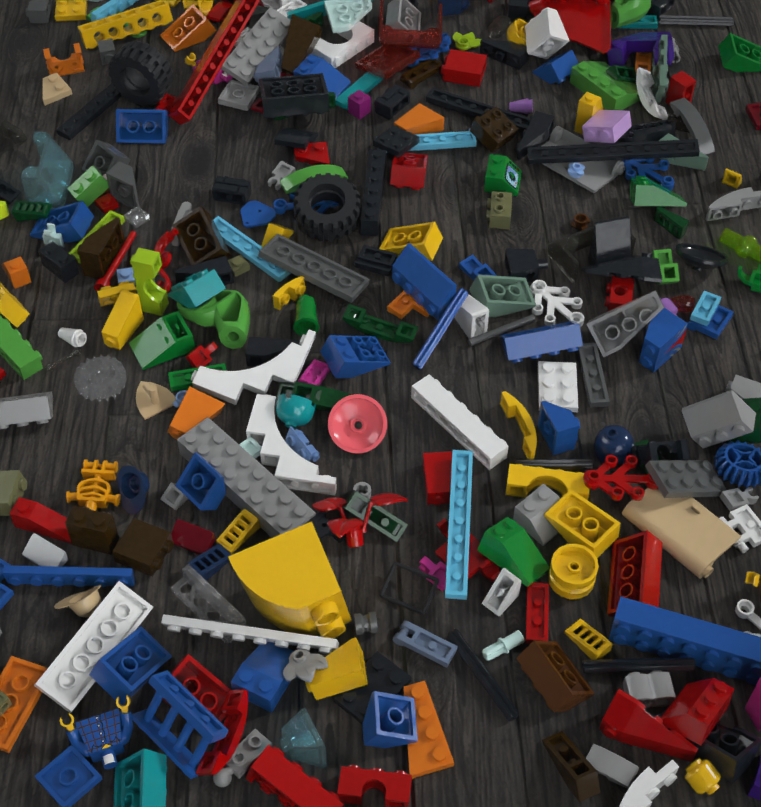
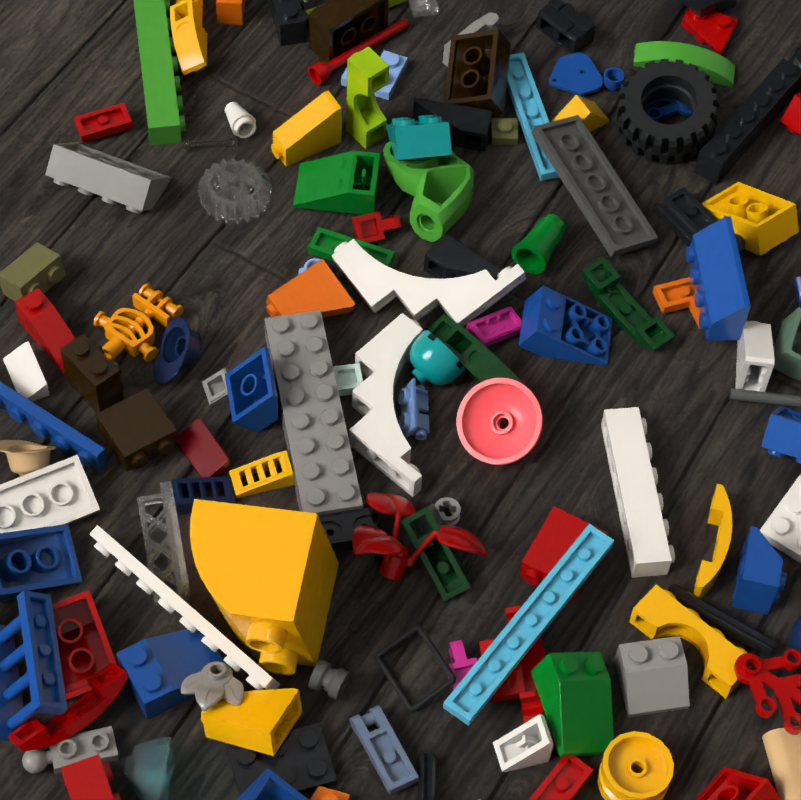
camera: 30 degrees right, 5 degrees up
(109, 295) = (311, 88): yellow plate -> none
(153, 399) = (280, 250): tan shield -> none
(165, 256) = (413, 75): red plant -> none
(281, 171) = (646, 32): light grey plate -> none
(291, 290) = (546, 199): yellow slope -> none
(440, 328) = (698, 353): blue axle -> none
(583, 523) = (694, 721): yellow slope -> none

